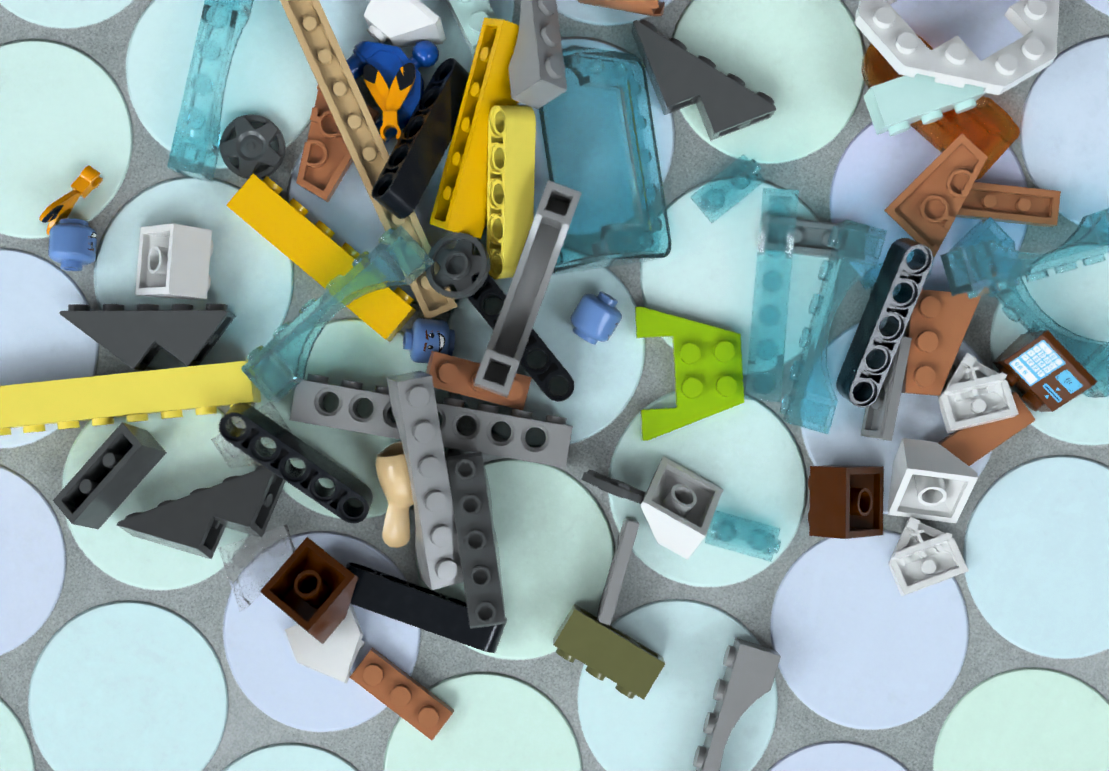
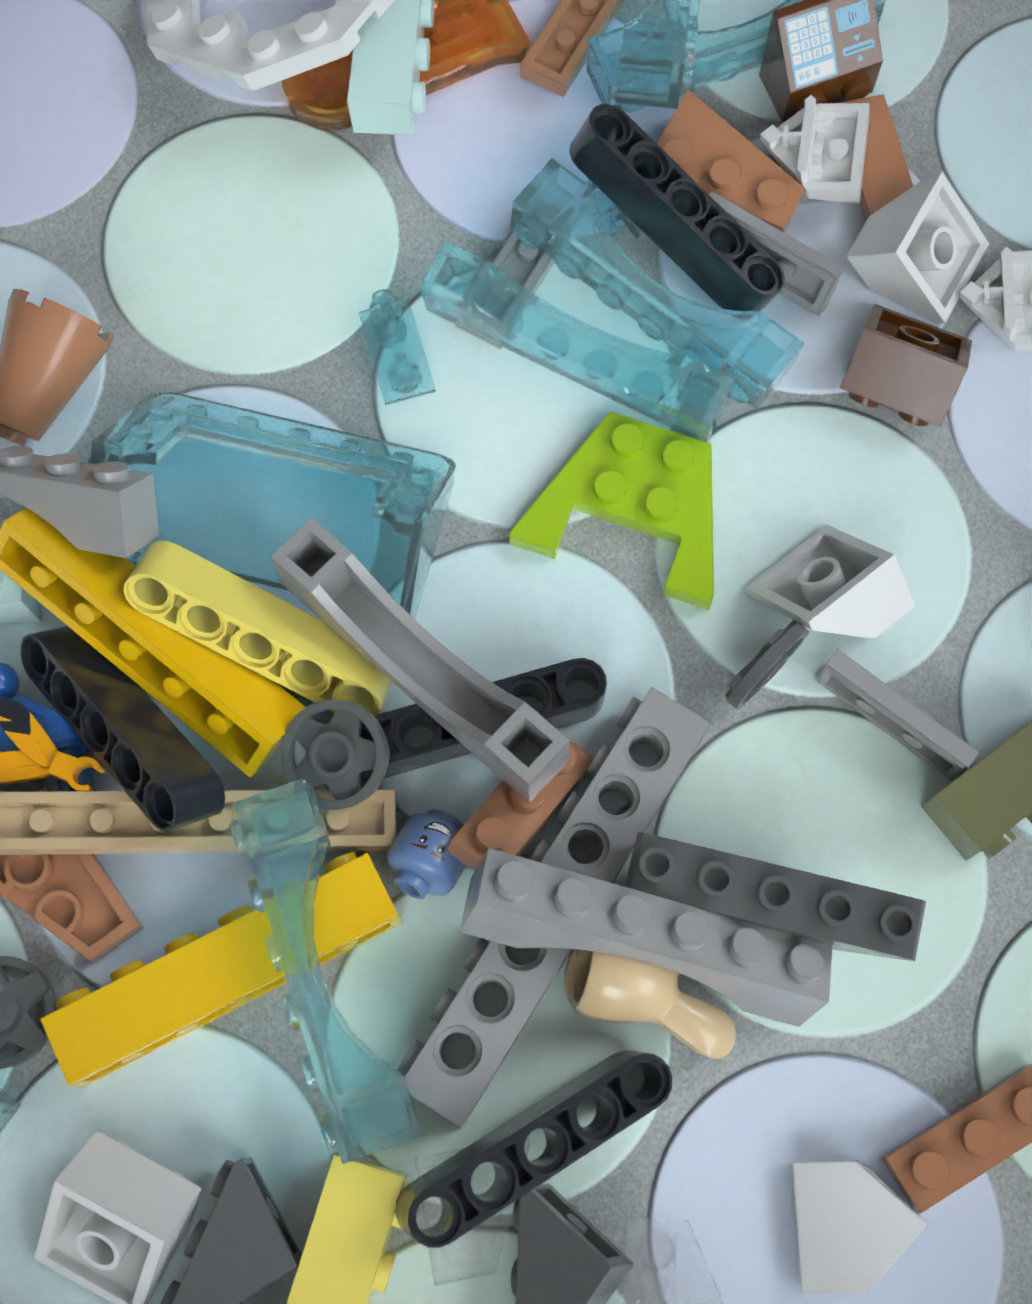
camera: 70 degrees left, 15 degrees down
(312, 590) = (755, 1208): reddish brown slope -> none
(420, 608) = (840, 1053): black beam -> none
(596, 317) = (501, 595): medium blue head -> none
(686, 80) = (218, 342): dark grey slope -> none
(743, 536) = (911, 514): clear light blue hinge -> none
(937, 194) = (527, 90): nougat wing -> none

